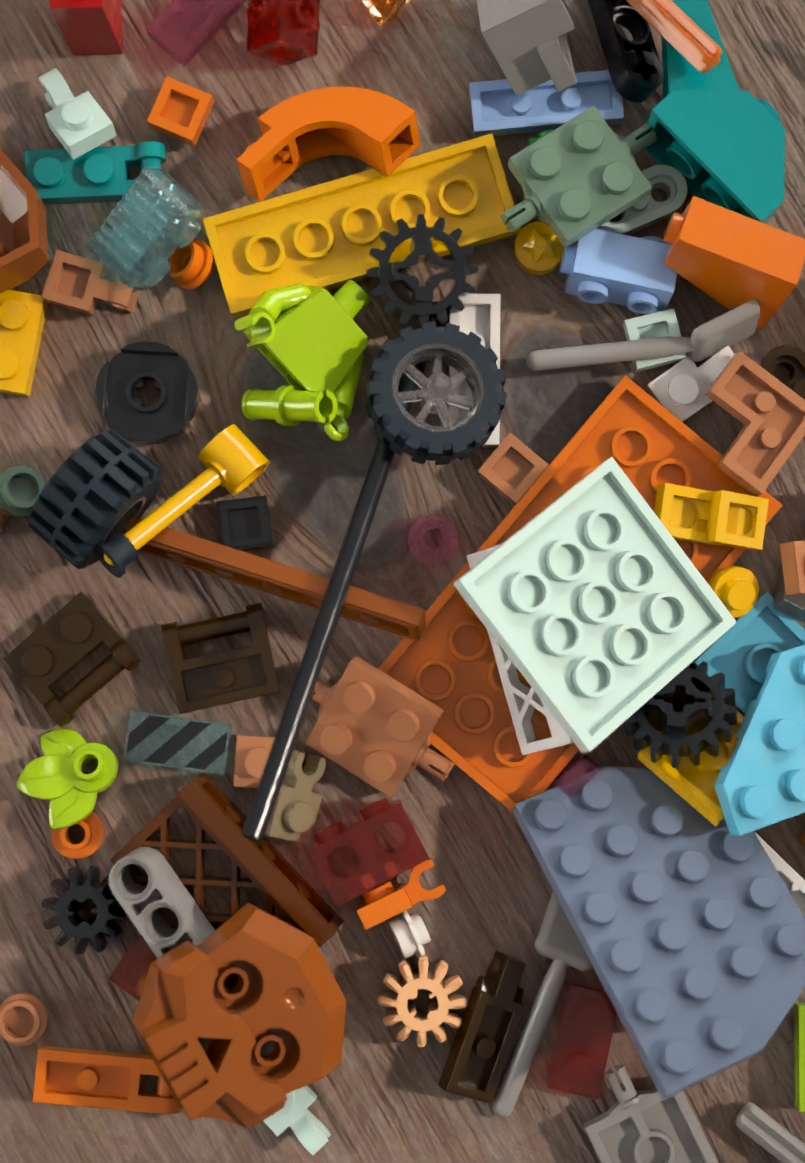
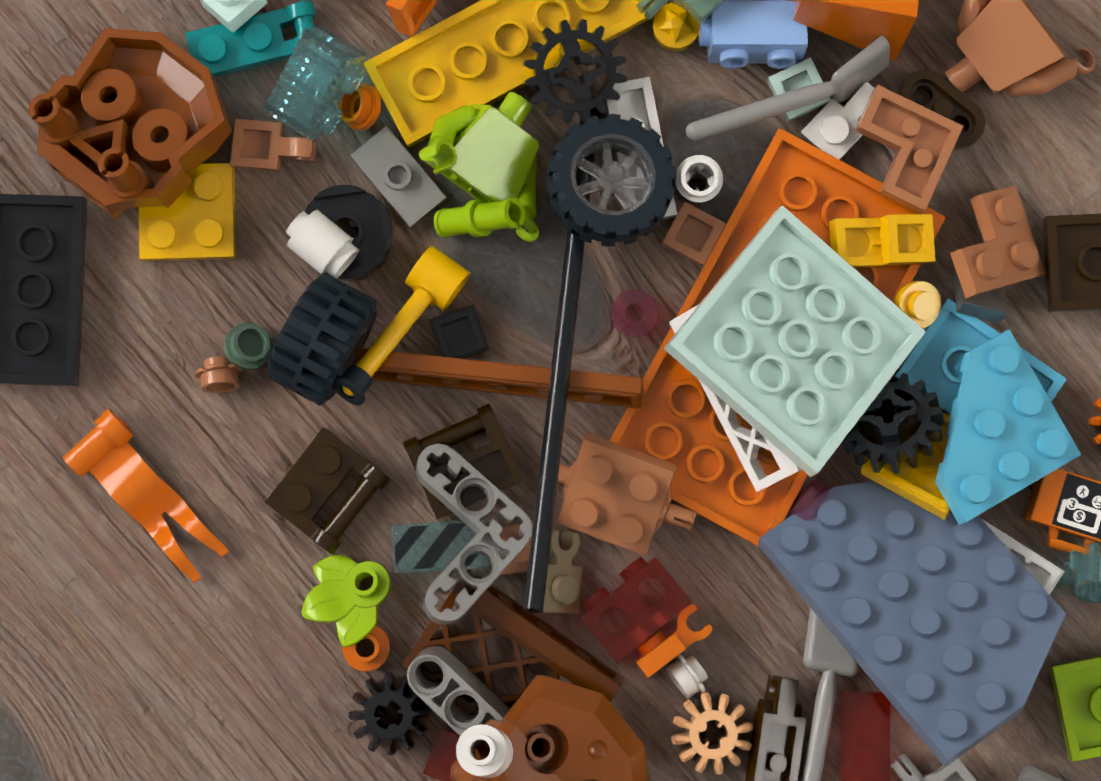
camera: 10 degrees left, 0 degrees up
(116, 398) = (321, 243): none -> white brick
(182, 981) = (500, 751): none -> white brick
(215, 346) = (398, 177): none -> light grey plate
(225, 746) = (485, 542): none -> light grey beam
(530, 399) = (703, 168): none -> white cone

